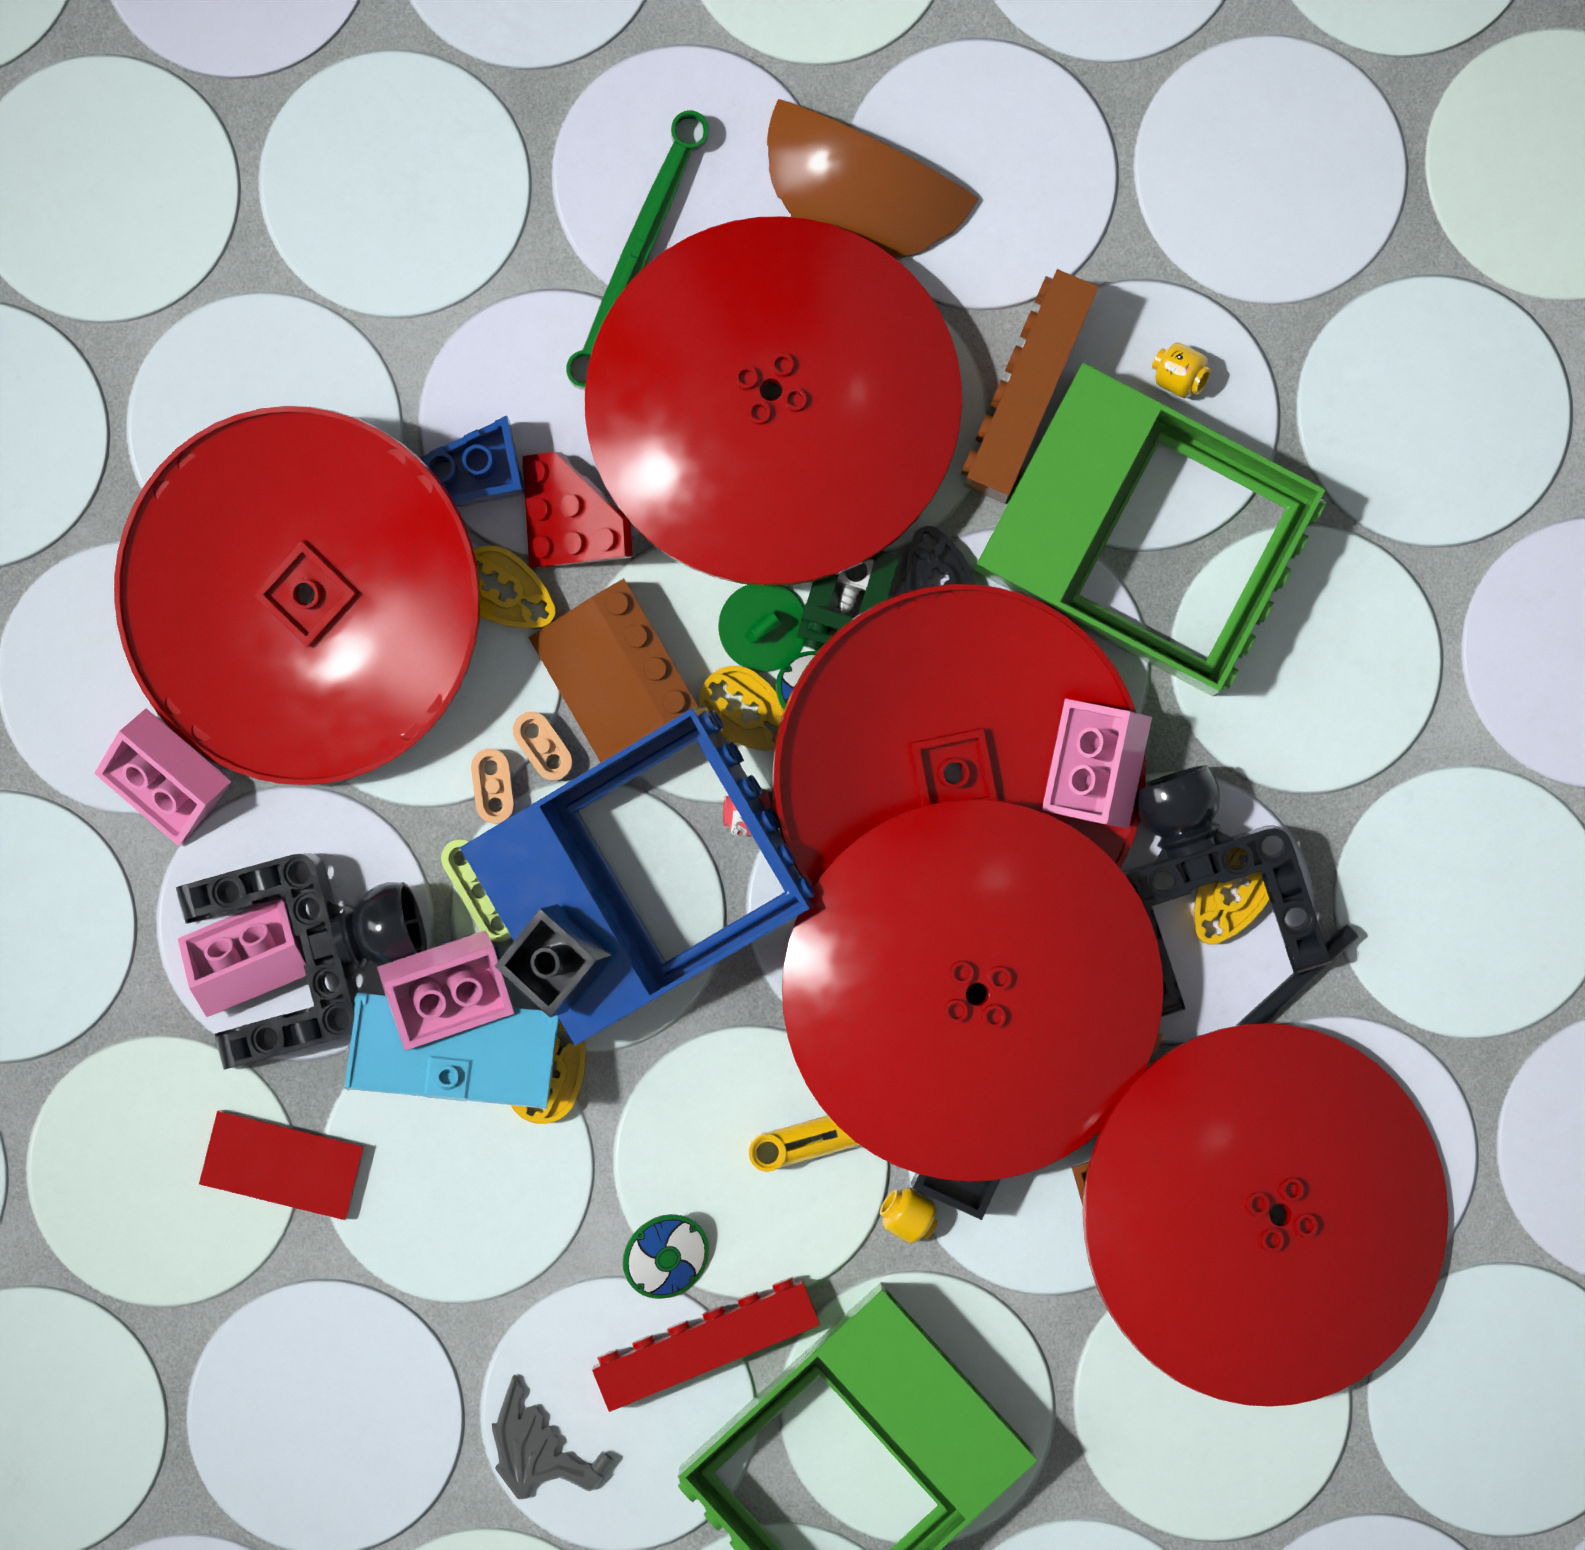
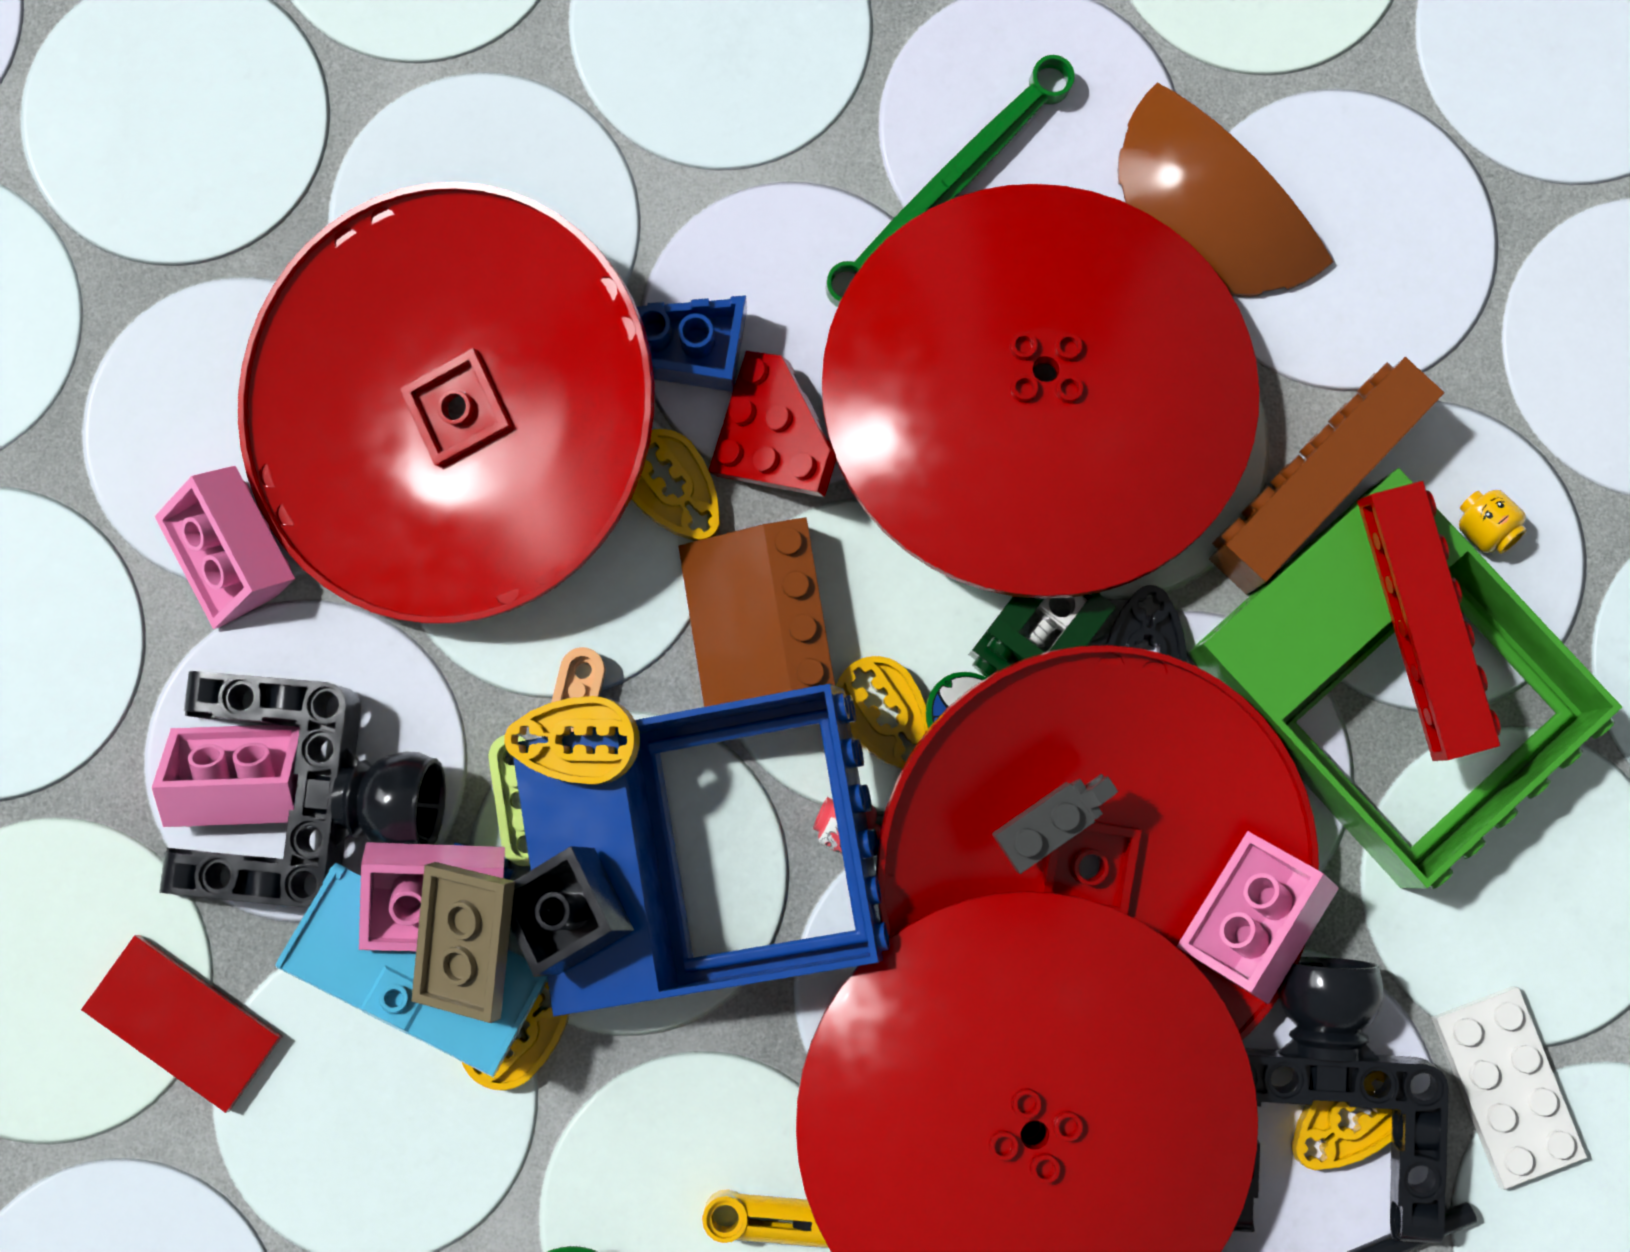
camera: 15 degrees right, 5 degrees down
(484, 1012) = (462, 941): none -> dark tan plate
(508, 804) = (583, 714): none -> yellow piece
(543, 746) = (648, 668): light nougat plate -> none
(761, 626) = (934, 627): green shield -> none
(906, 749) = (1053, 821): none -> dark grey hinge
(1146, 481) = (1429, 622): none -> red brick
(1349, 822) = (1509, 1087): none -> white plate

